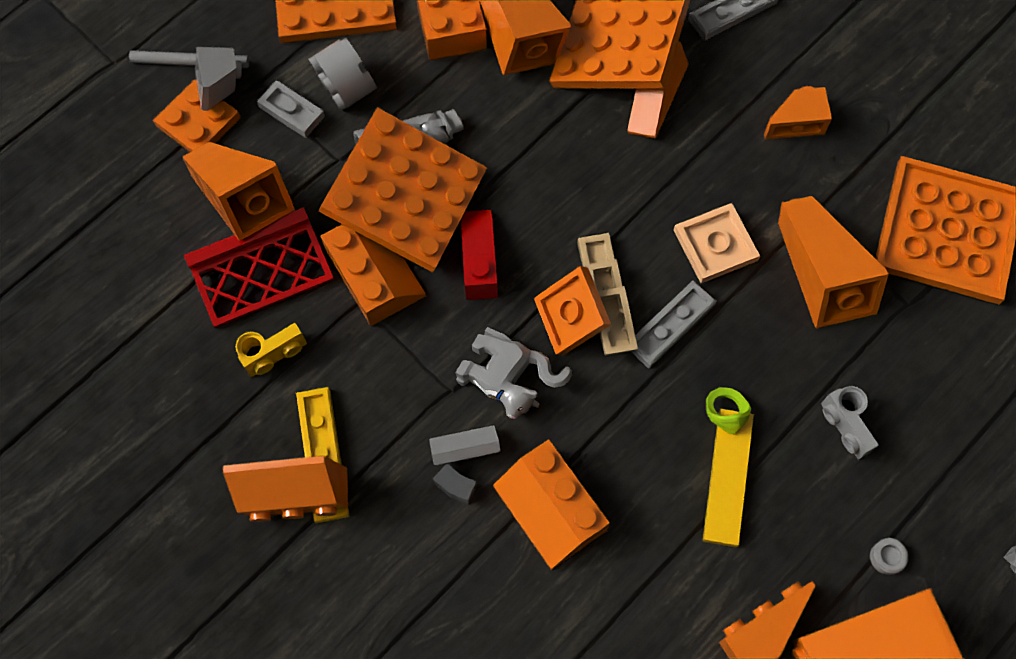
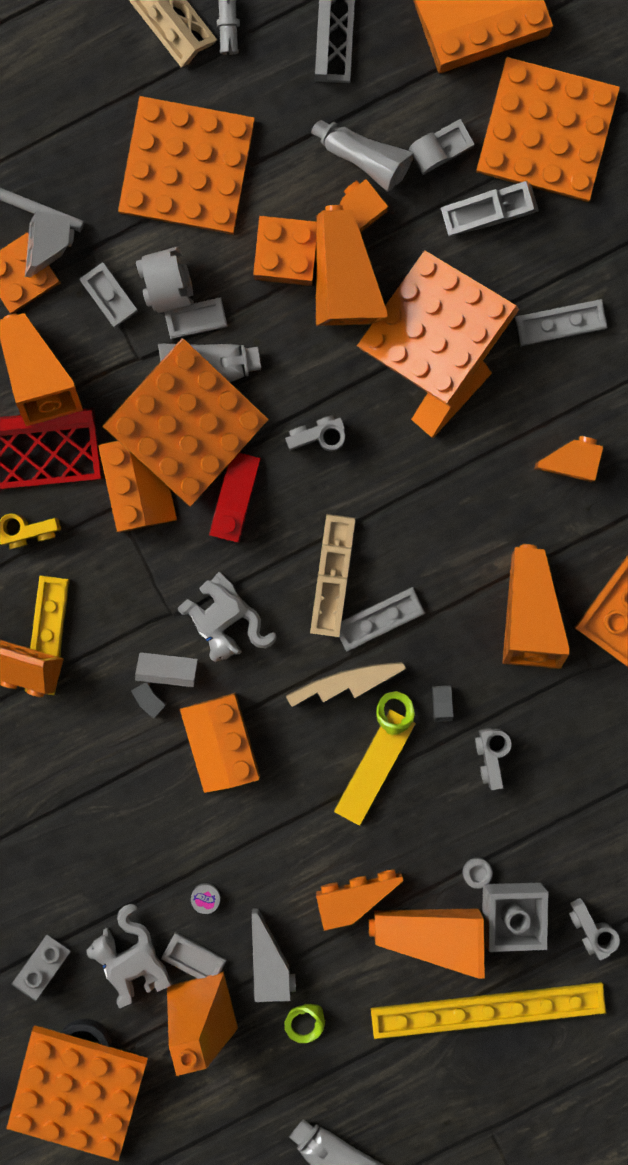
camera: 15 degrees right, 20 degrees up
(394, 100) = (196, 318): none -> light grey tile
(537, 168) = (301, 436): none -> light grey plate
(572, 310) = (295, 585): orange plate -> none
(670, 390) = (357, 680): none -> tan slope
(716, 243) = (446, 559): light nougat plate -> none
(773, 385) = (442, 703): none -> dark grey piece
(961, 583) = (515, 917): none -> light grey brick

